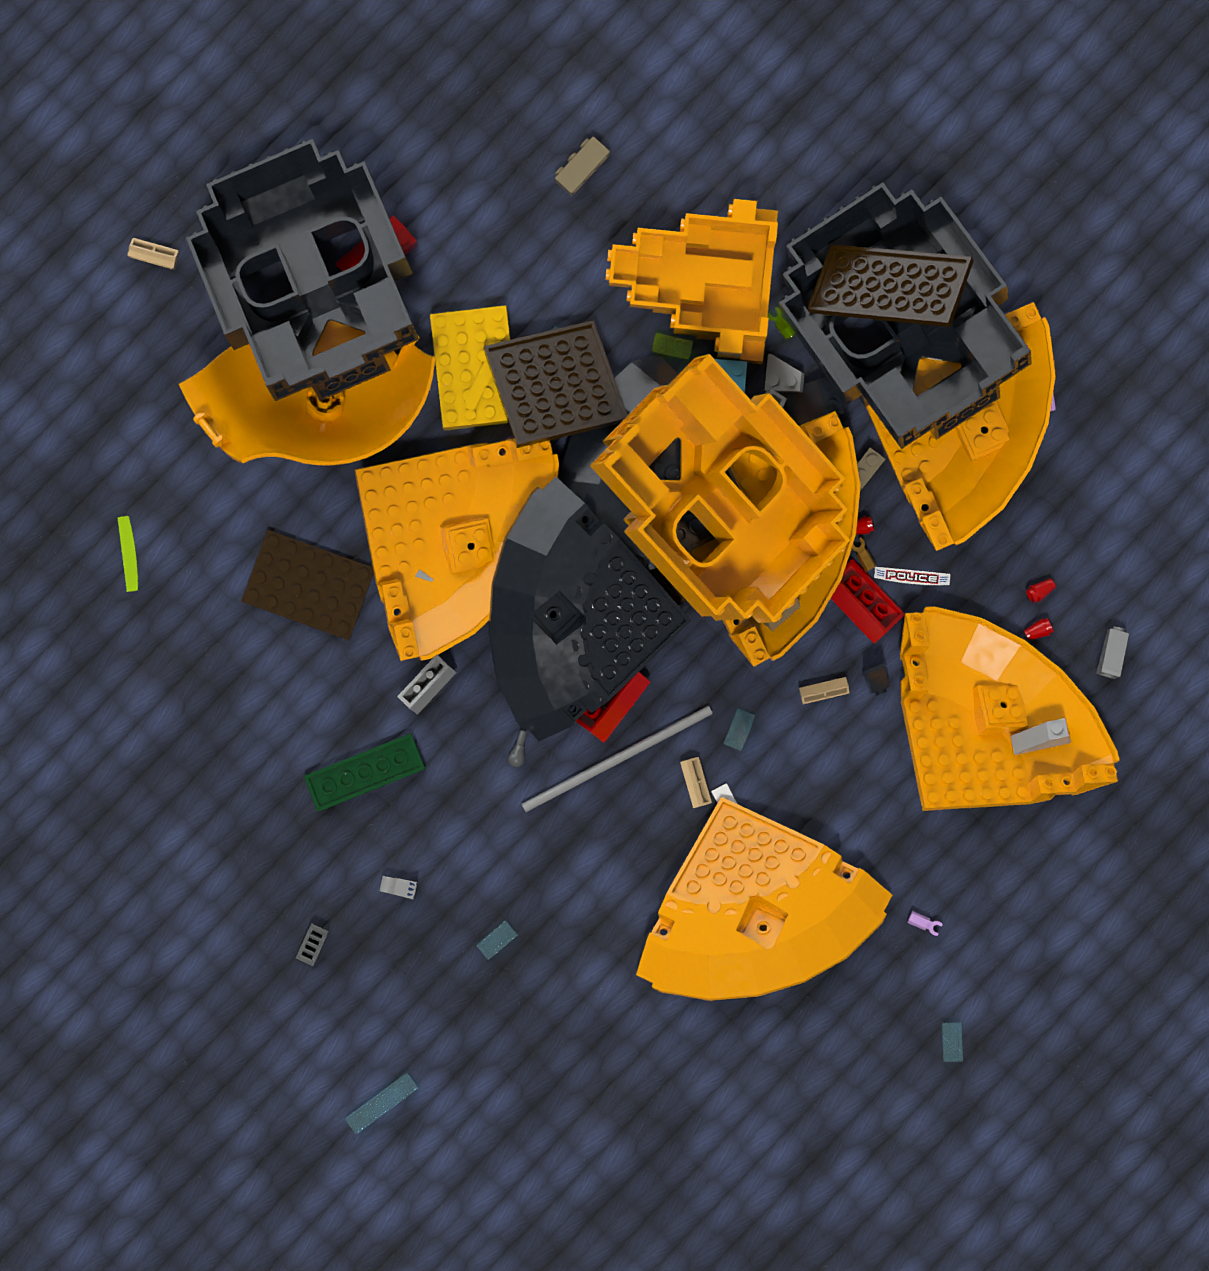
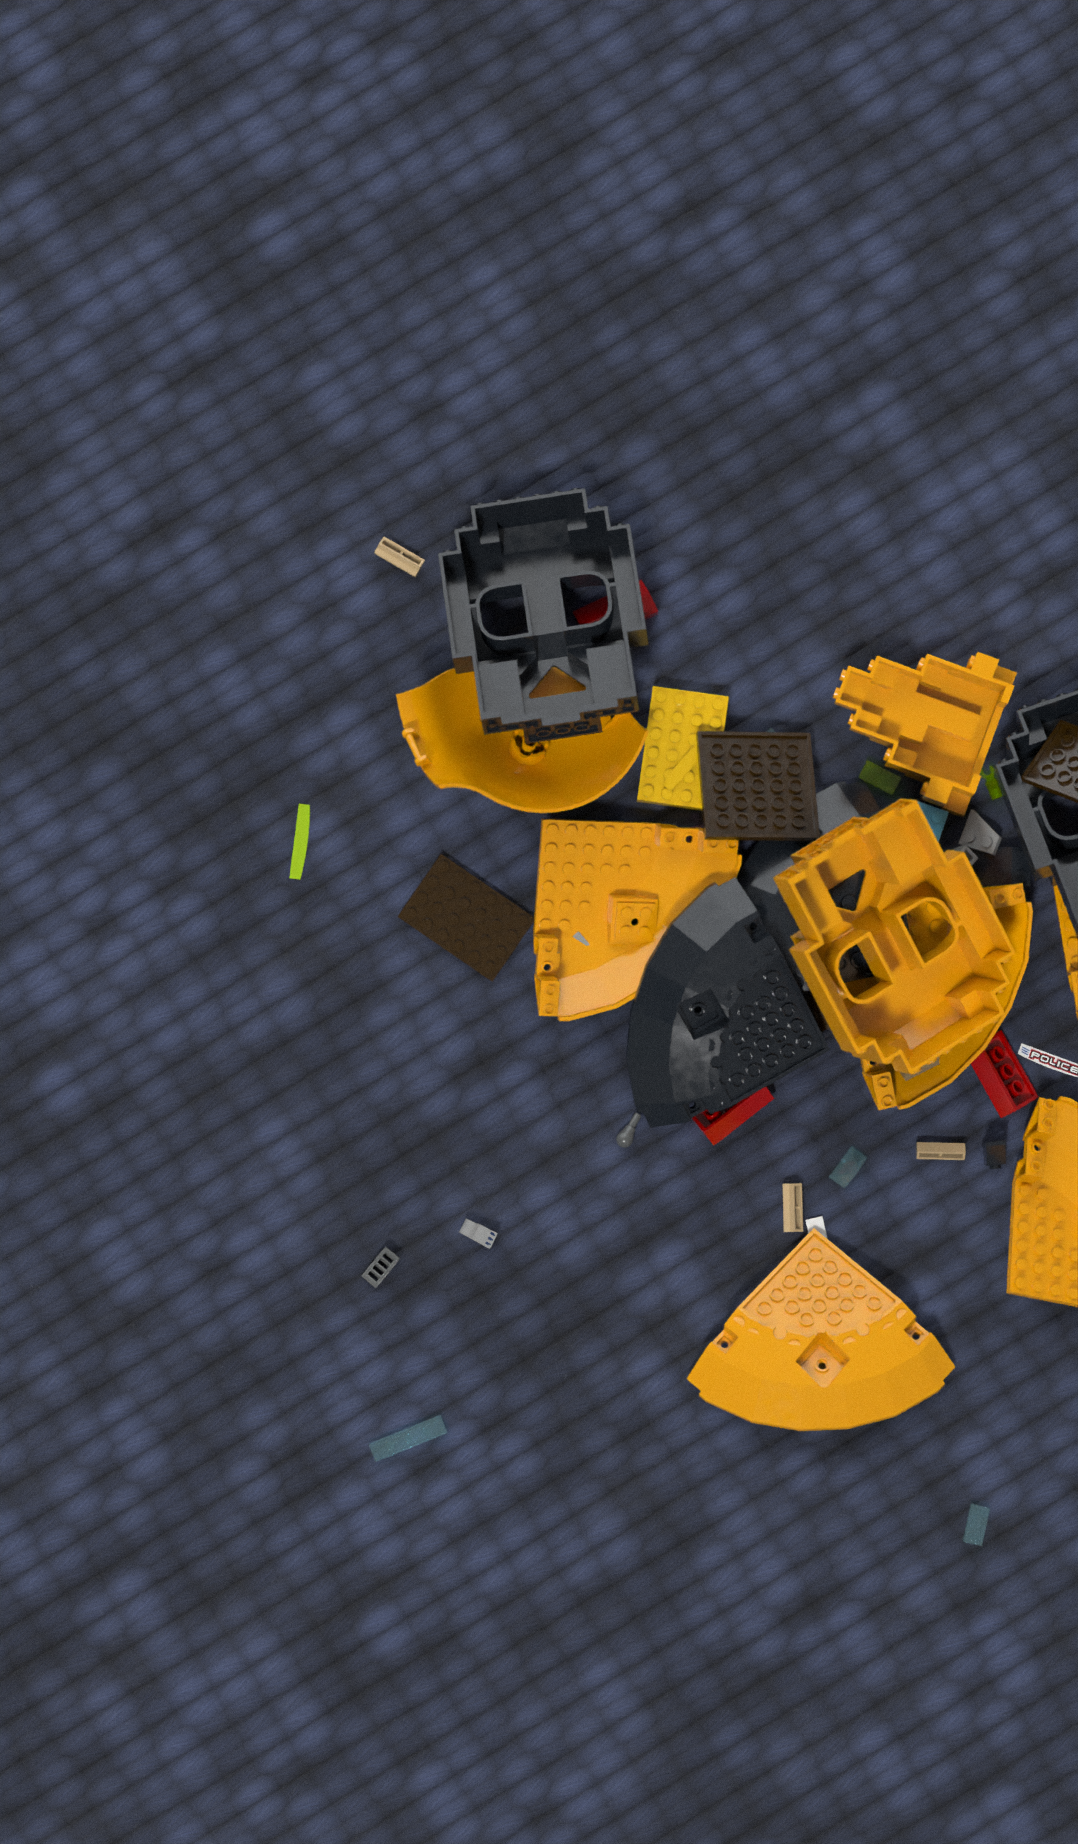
camera: 20 degrees right, 0 degrees up
(364, 772) = (474, 1113): dark green plate -> none
(426, 684) = (556, 1044): light grey brick -> none
(496, 940) = (560, 1309): clear light blue tile -> none
(581, 166) = (837, 579): dark tan brick -> none
(617, 758) = (722, 1164): light grey piece -> none
(864, 525) = (1021, 1000): red cone -> none
(864, 556) = (1013, 1030): pearl gold bar -> none
(868, 466) = (1041, 943): dark tan brick -> none
(923, 922) = (978, 1401): lavender bar -> none

